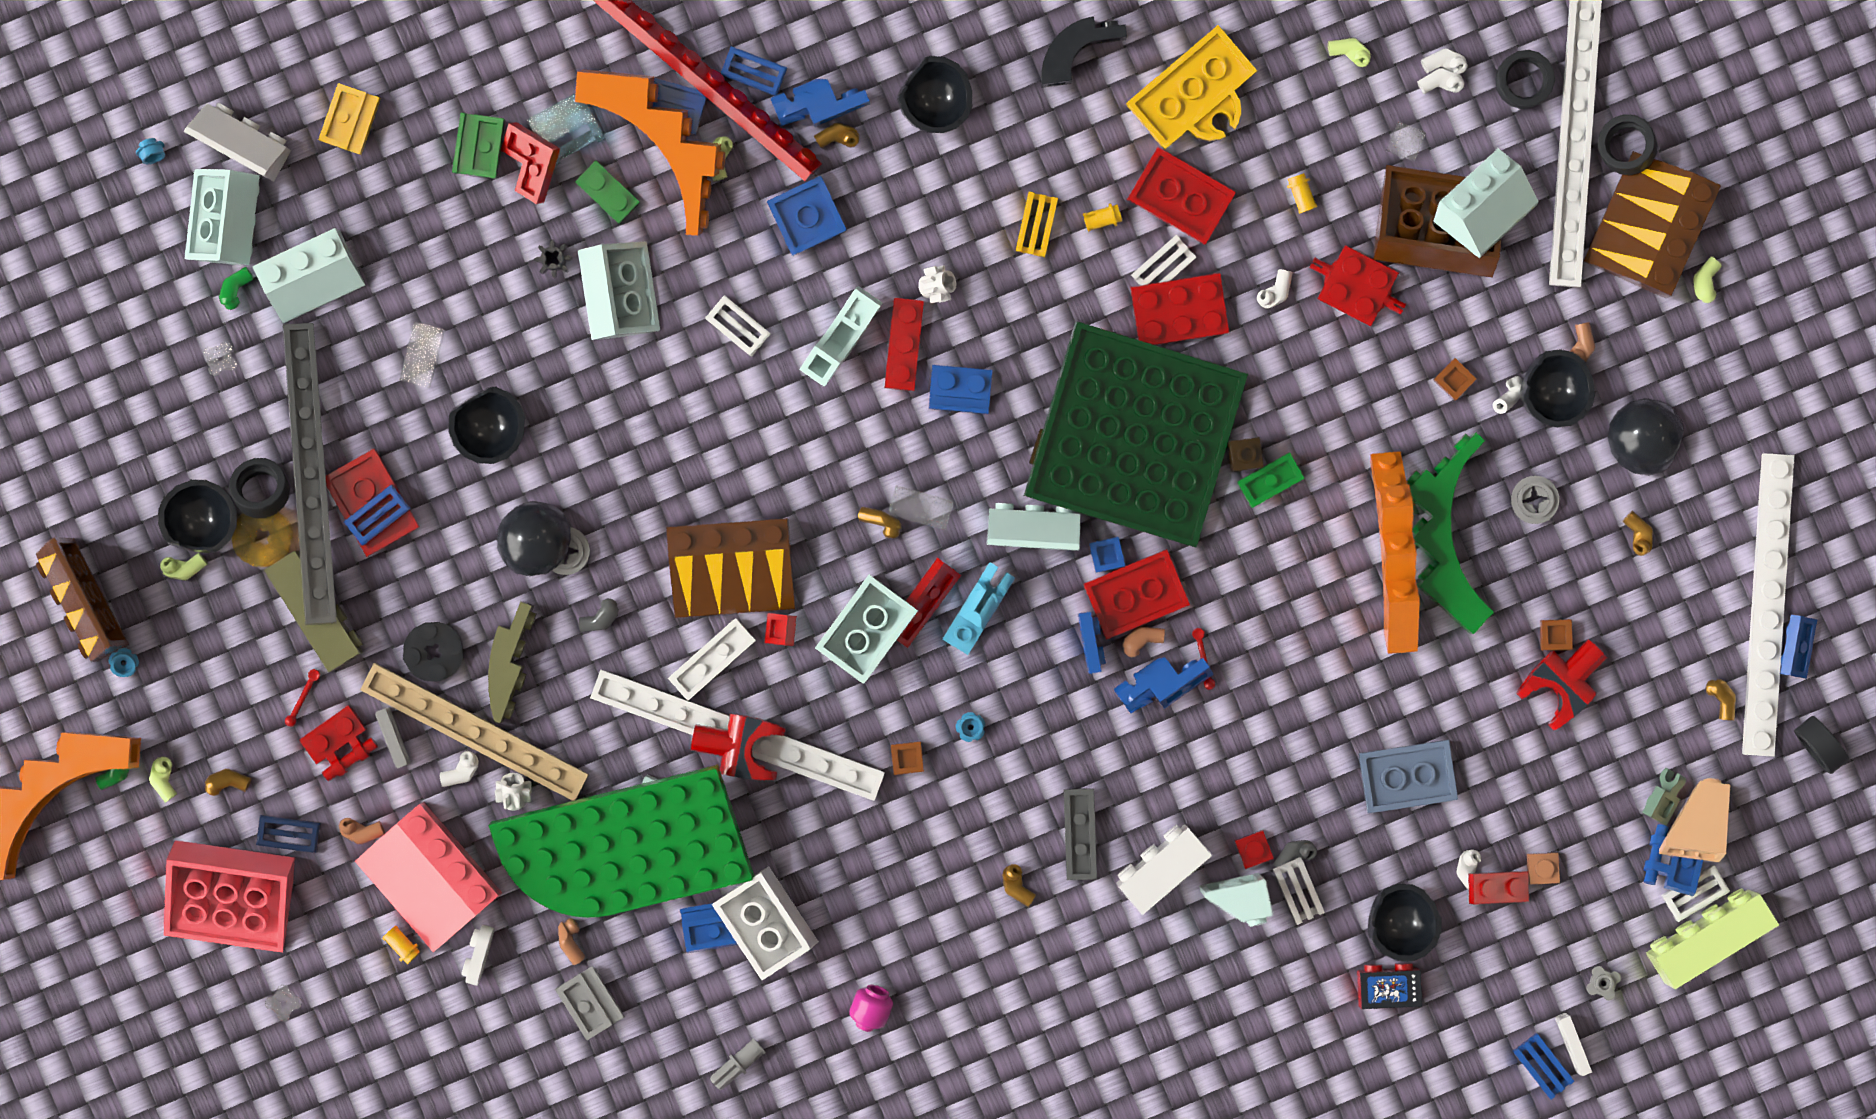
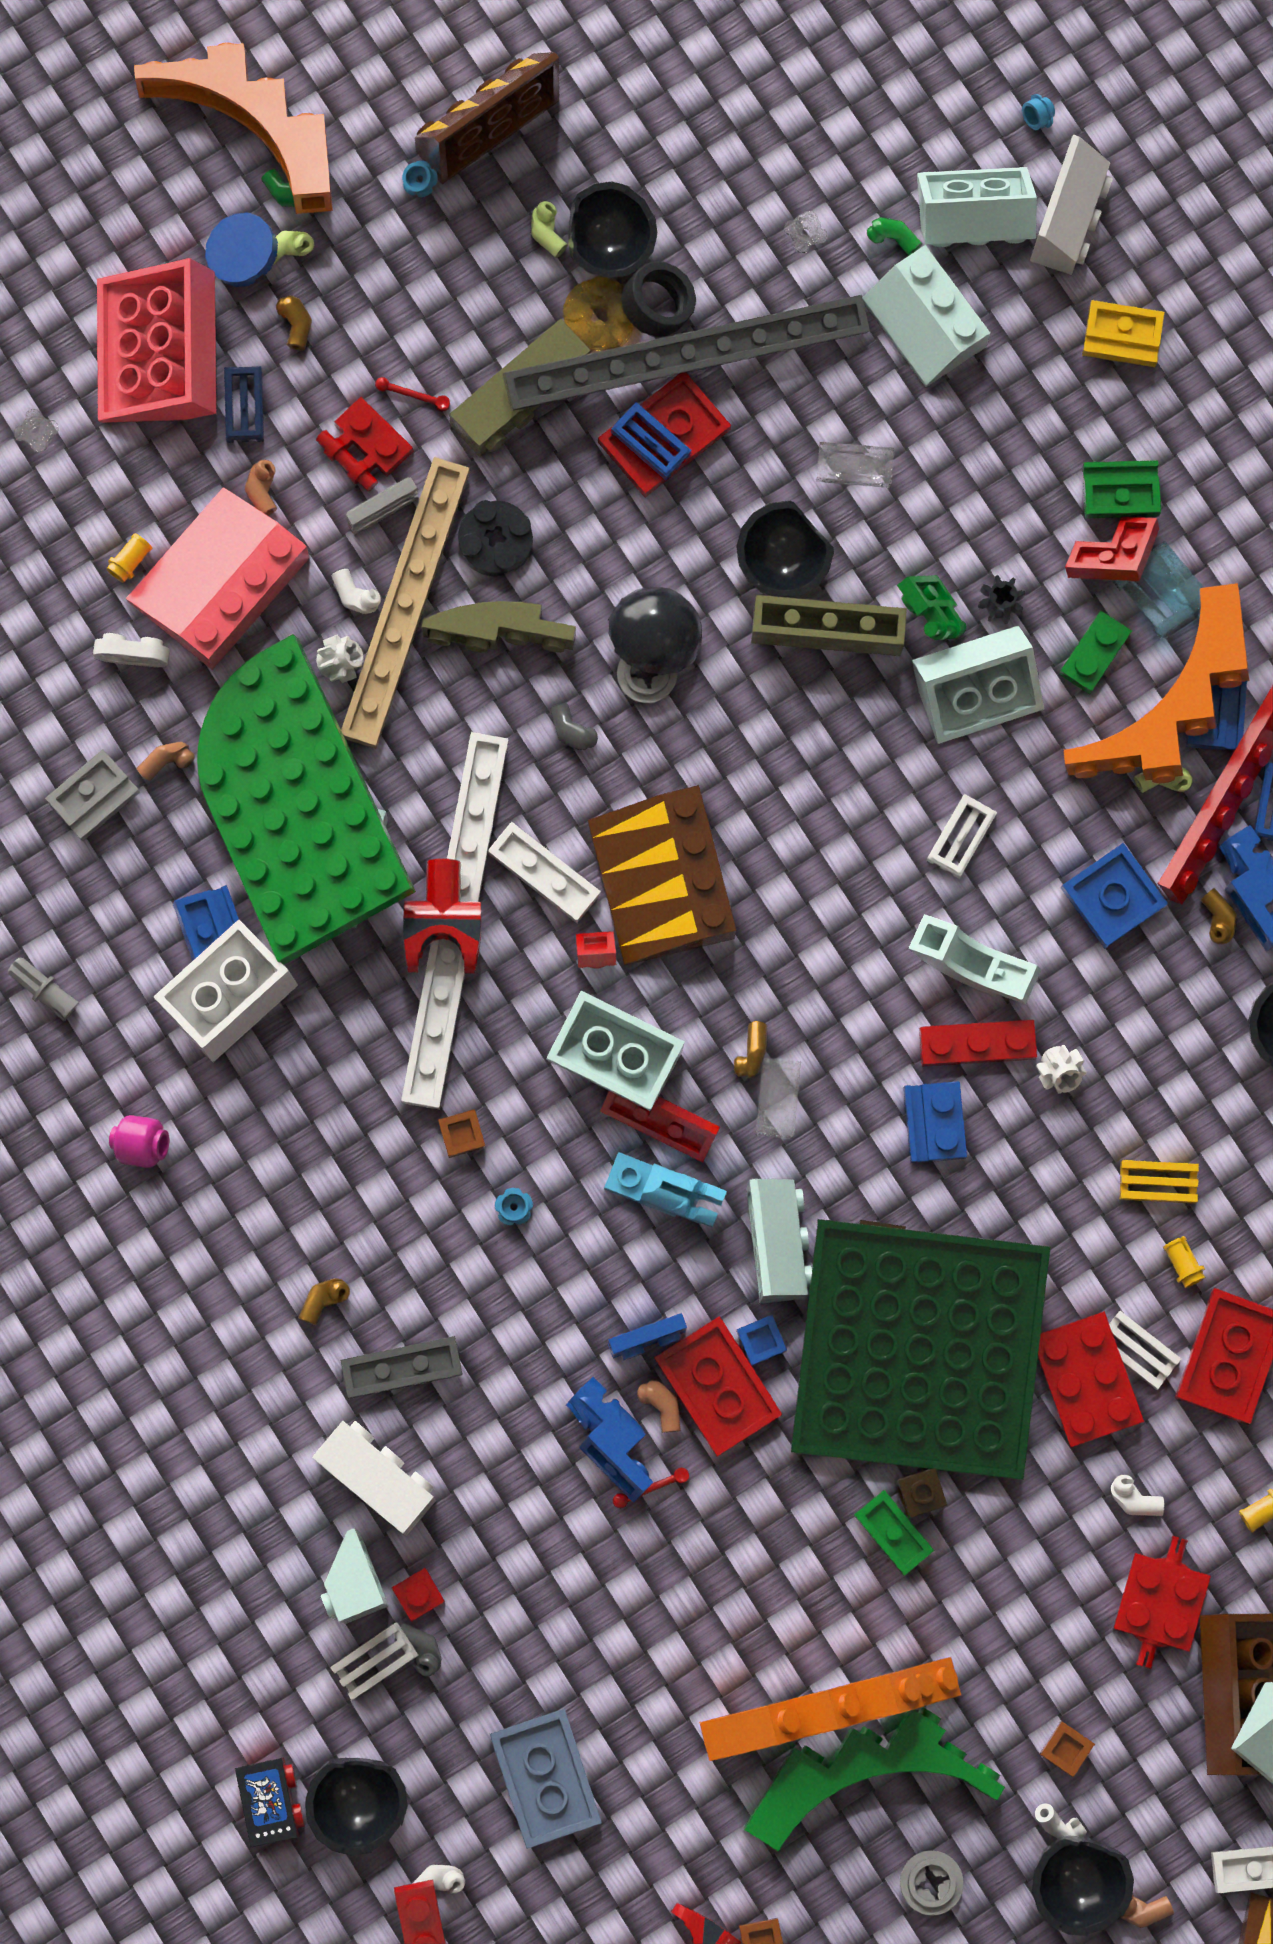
camera: 75 degrees right, 10 degrees down
(160, 816) = (241, 249): none -> blue tile
(548, 314) = (931, 599): none -> green plate
(552, 400) = (828, 625): none -> olive brick

